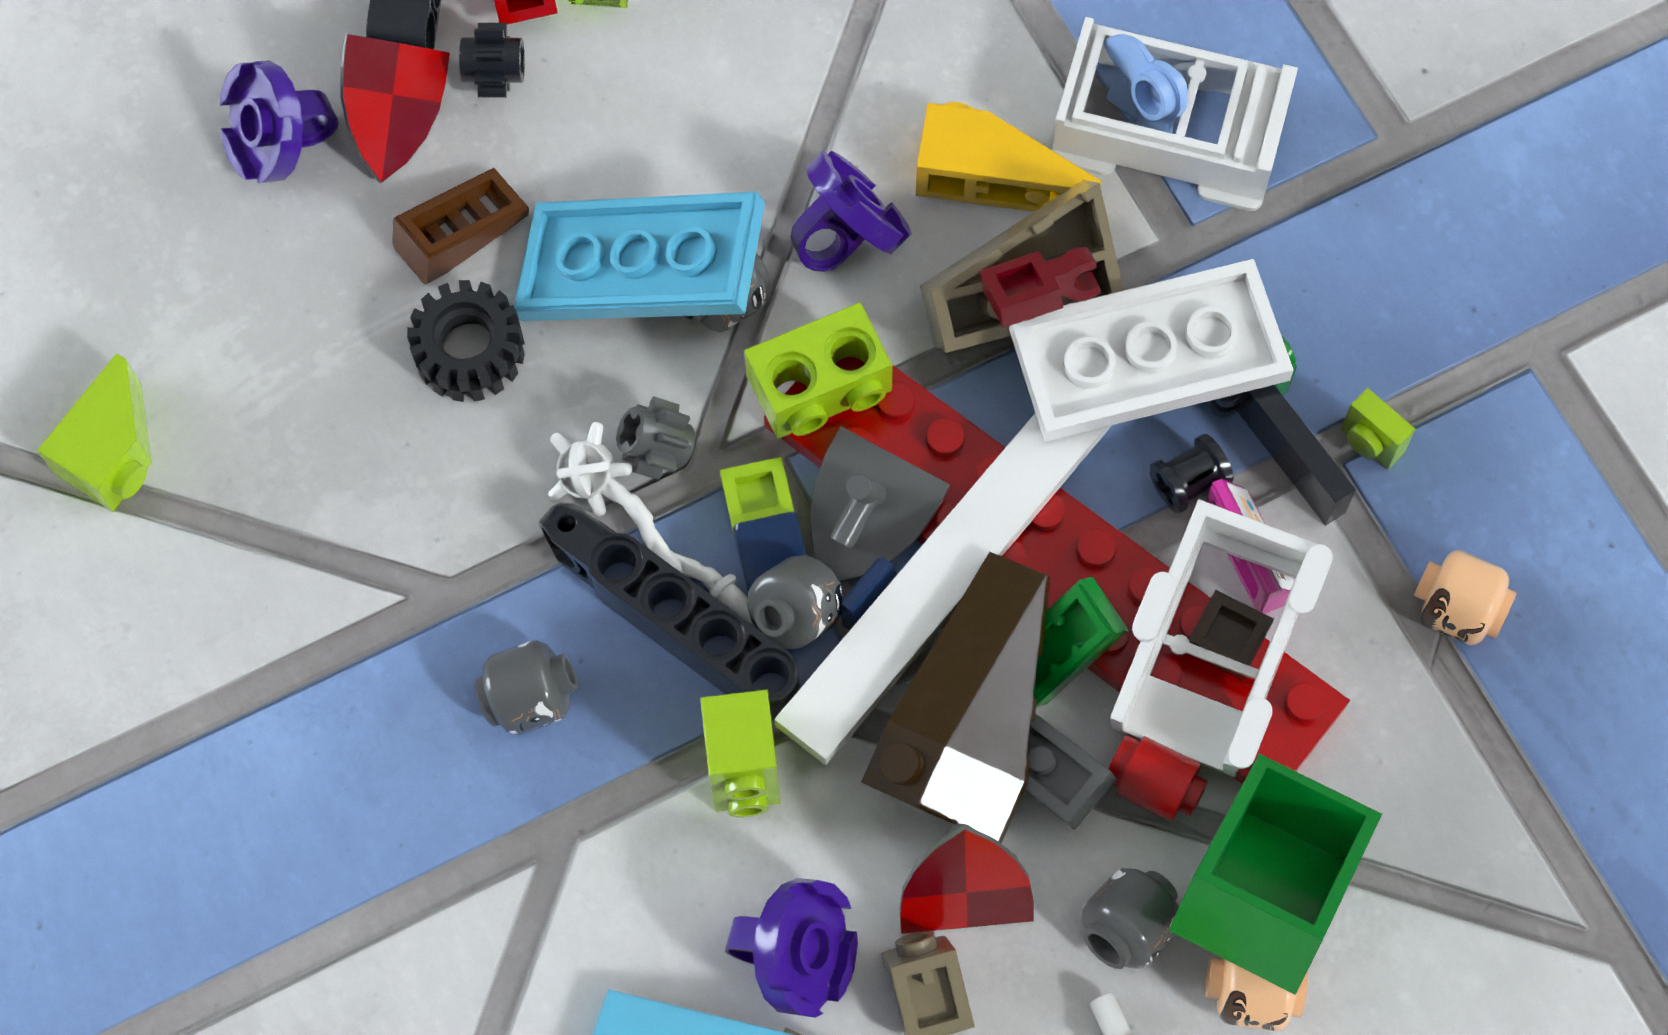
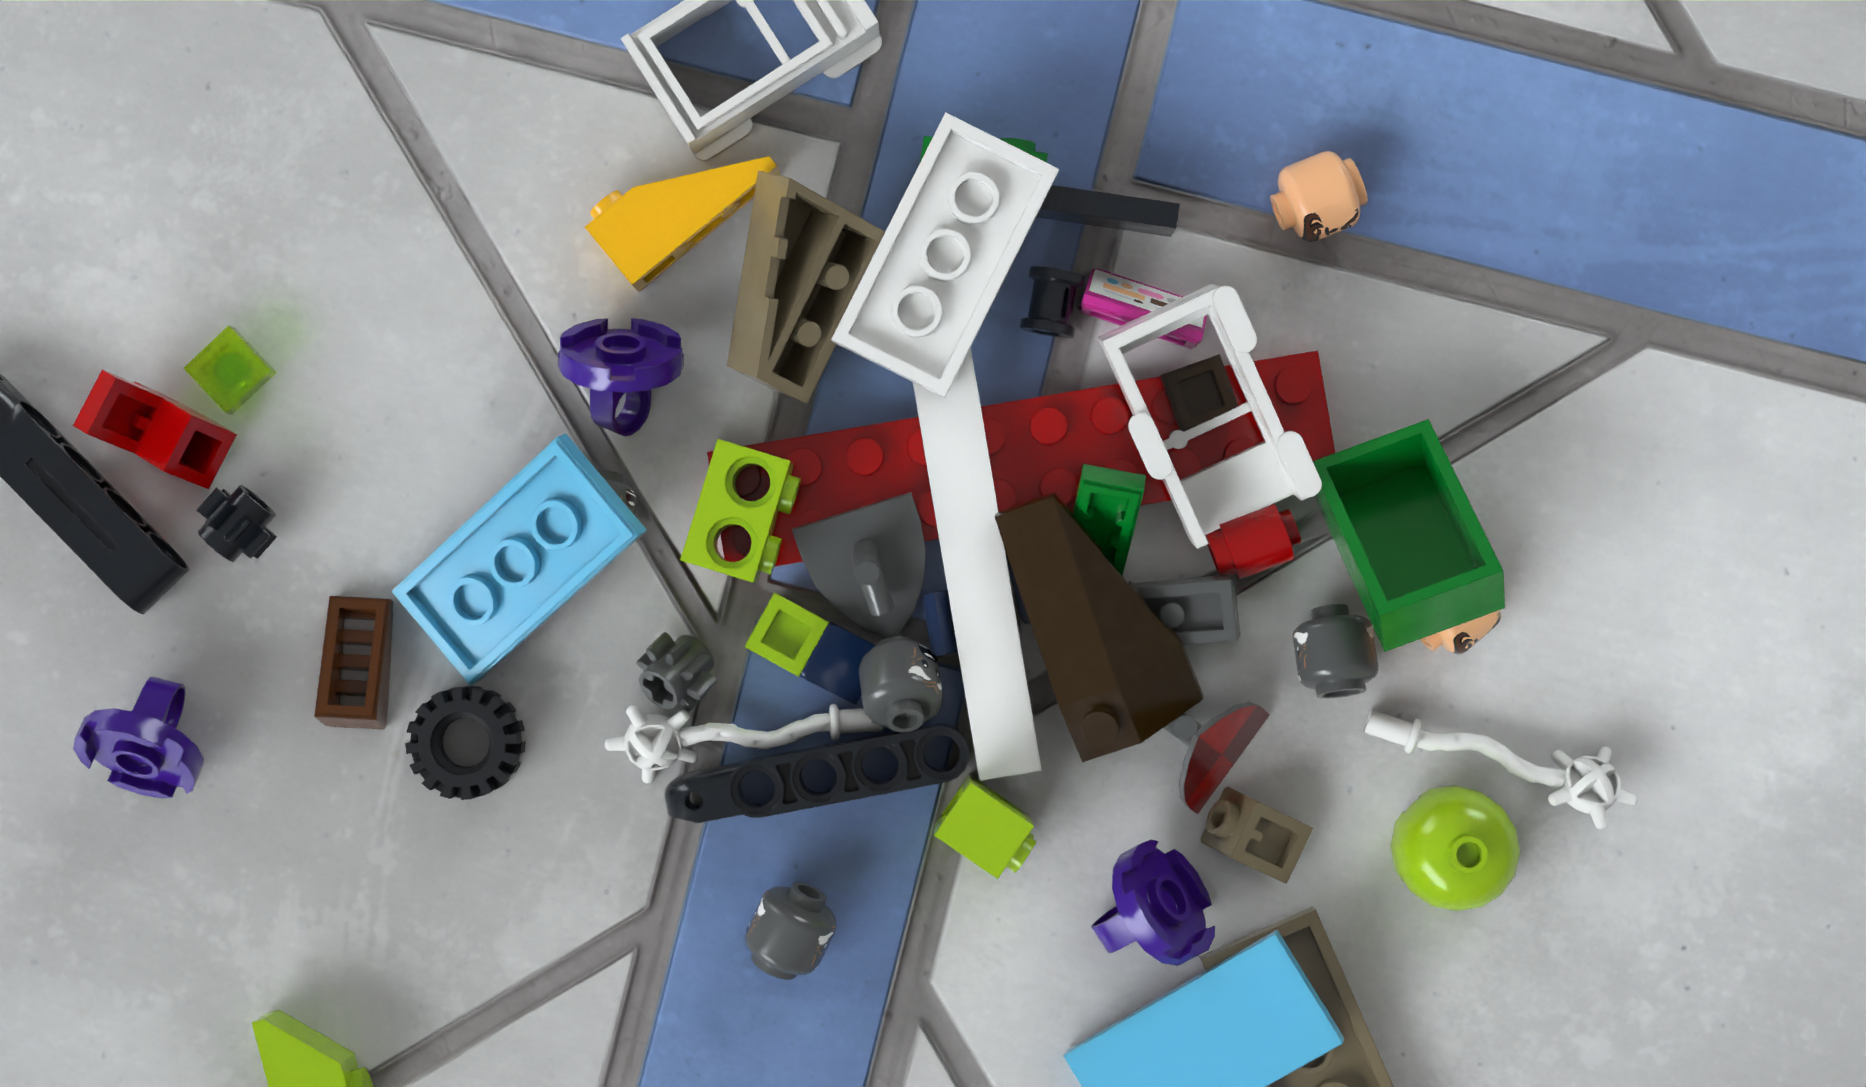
camera: 45 degrees left, 20 degrees up
(389, 99) = (203, 633): shield -> none
(1034, 287) = (824, 307): dark red plate -> none
(1145, 86) = (732, 45): light blue plate -> none
(1376, 429) = (1141, 137): lime plate -> none

